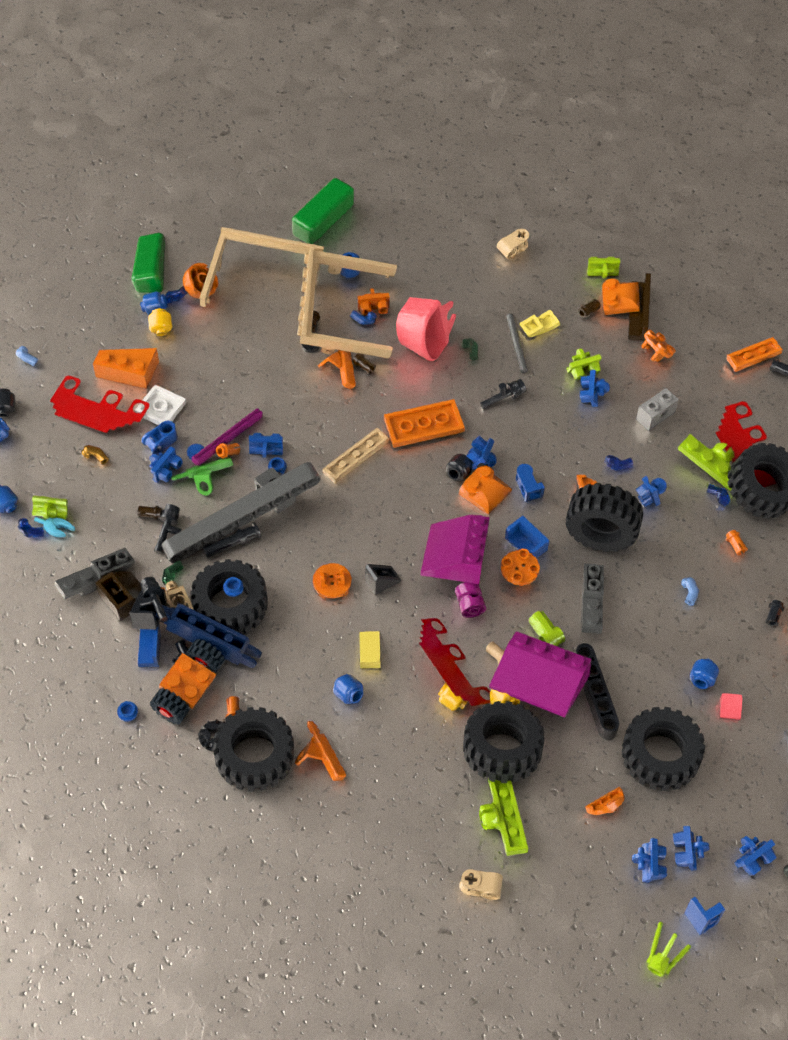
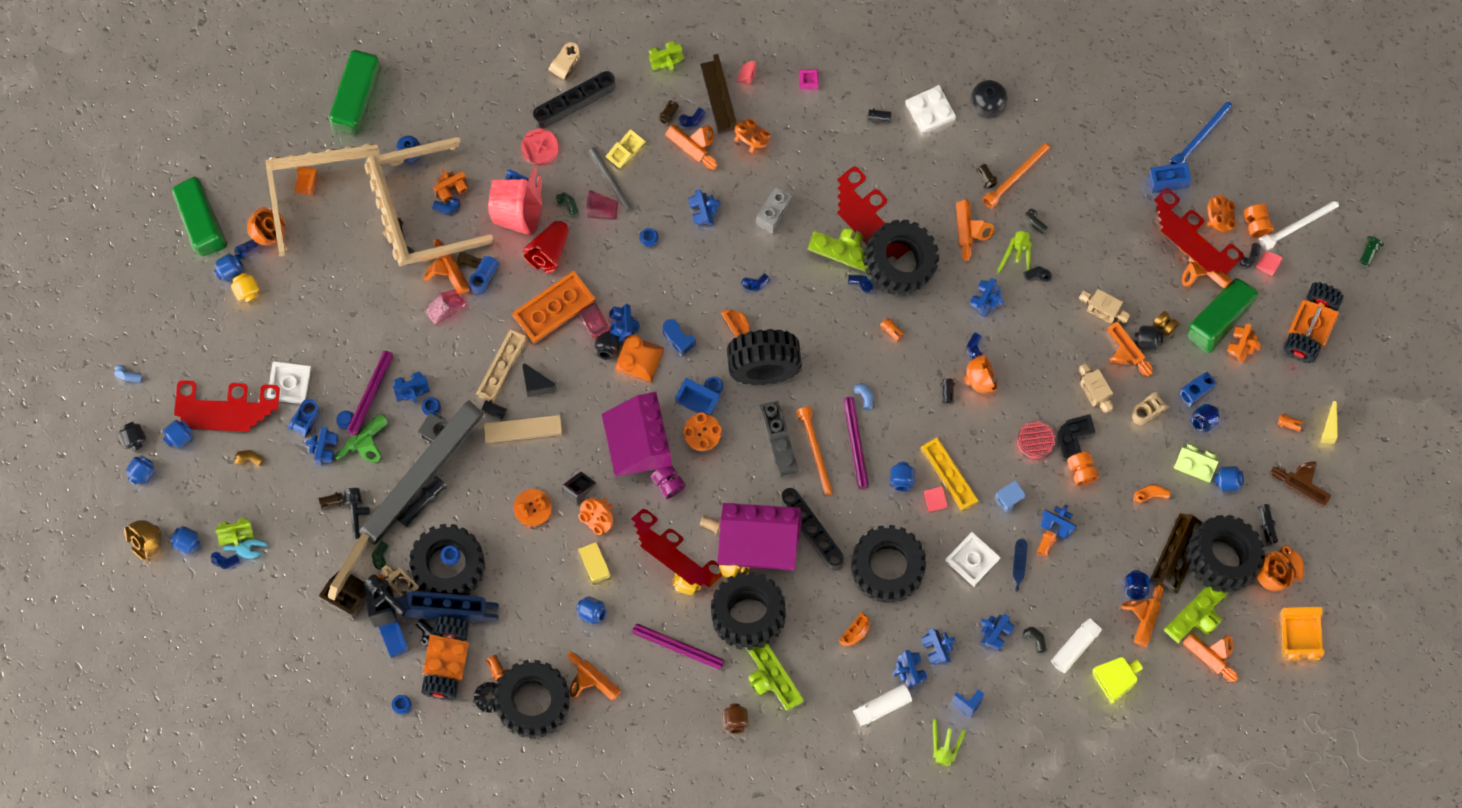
camera: 20 degrees left, 15 degrees up
(42, 413) = (177, 434): none -> blue head
(84, 580) = (311, 584): dark grey slope -> none
(127, 365) = (236, 350): orange wedge -> none
(134, 567) = (348, 566): none -> tan tile
(225, 450) = (374, 410): orange pin -> none
(254, 262) = (306, 180): none -> orange panel
(326, 391) = (444, 306): none -> clear pink slope
(329, 483) = (494, 409): none -> black pin
(352, 512) = (522, 429): none -> tan tile
(367, 379) = (484, 274): none -> blue piece
(381, 477) = (536, 383): none -> black slope
(389, 604) = (596, 515): none -> orange plate
(420, 754) = (678, 646): none -> magenta axle
(437, 373) = (547, 247): none -> red cone
(450, 843) = (735, 718): none -> reddish brown head
(455, 440) = (594, 321): none -> clear pink slope
(466, 300) = (540, 147): none -> coral tile
(483, 884) = (778, 744): tan piece -> none
(498, 358) = (601, 206): none -> clear pink slope
(509, 273) = (579, 92): none -> black beam
(513, 389) = (629, 236): black piece -> none
(533, 396) = (649, 237): none -> blue plate
(545, 629) = (752, 489): lime piece -> none
(548, 532) = (714, 384): none -> blue plate
(583, 362) = (694, 179): lime hips -> none
(603, 338) = (695, 144): none -> orange piece
(608, 321) = (689, 121): none -> clear blue arm
(609, 886) = (882, 705): none -> white piece
(620, 297) = (695, 88): orange slope -> none
(625, 587) = (805, 415): none -> orange piece
(650, 492) = (797, 305): blue hips -> none
(667, 629) = (856, 444): none -> magenta axle
(672, 300) = (747, 72): none -> coral slope
(725, 322) = (808, 79): none -> dark pink tile
(752, 689) = (949, 474): none -> yellow tile
(752, 776) = (972, 559): none -> white plate
(754, 354) = (848, 109): orange plate -> none

